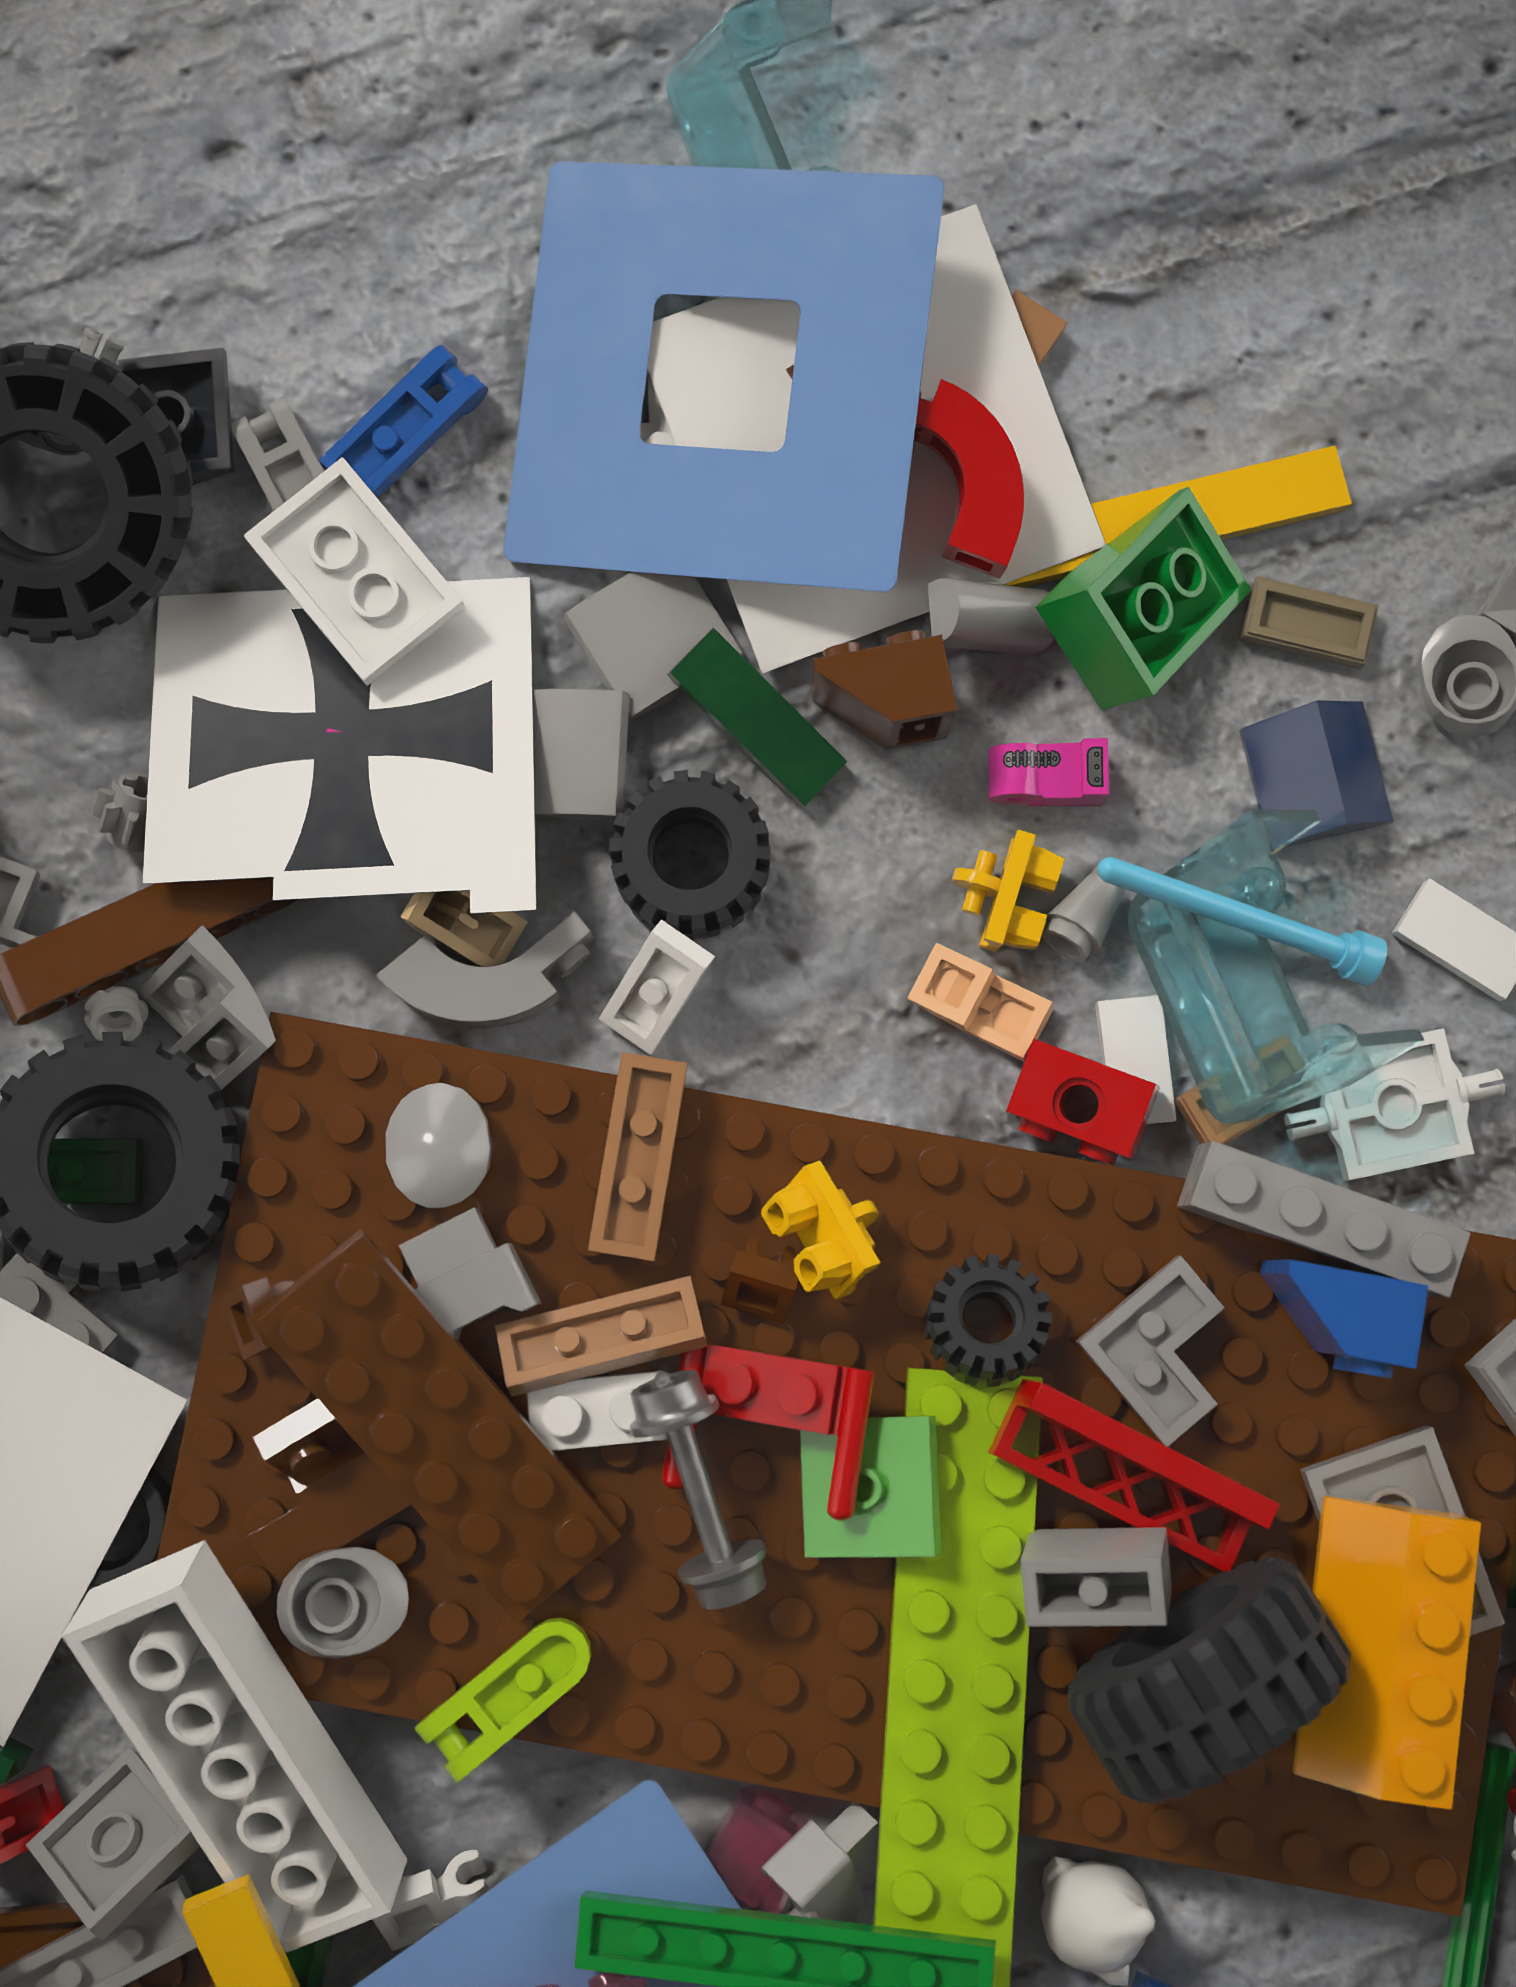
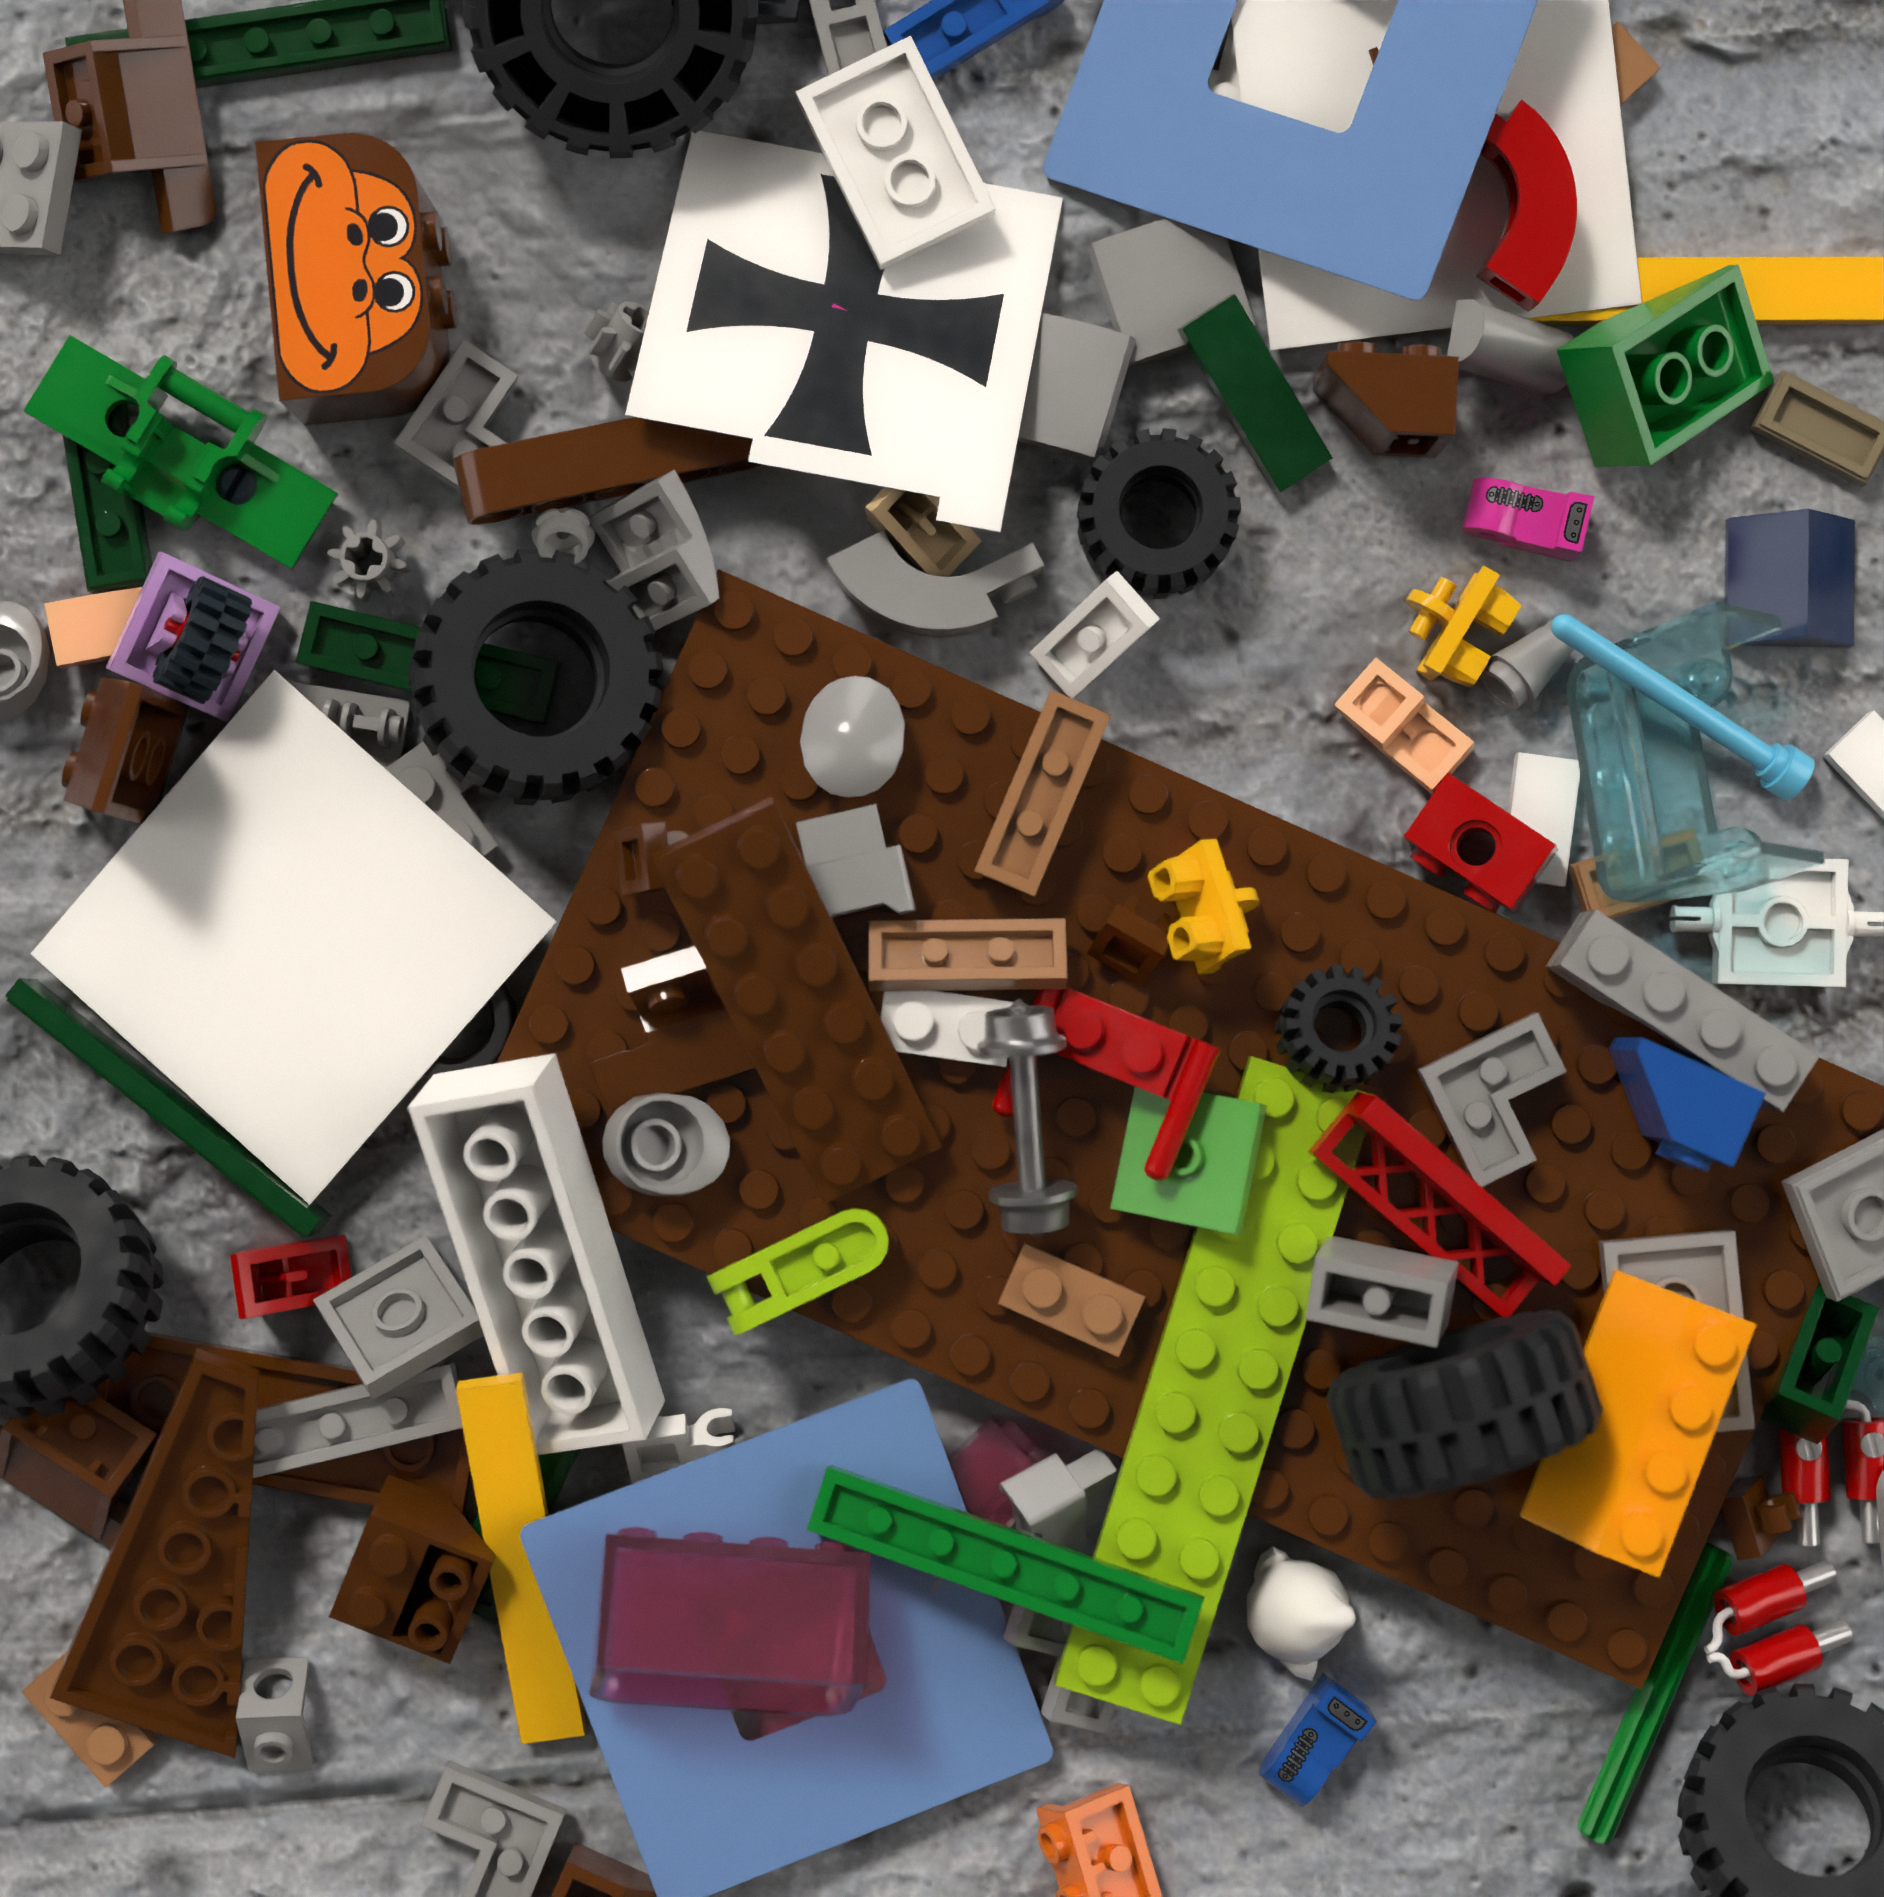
camera: 15 degrees right, 5 degrees up
(788, 1659) = (1071, 1299): none -> medium nougat plate

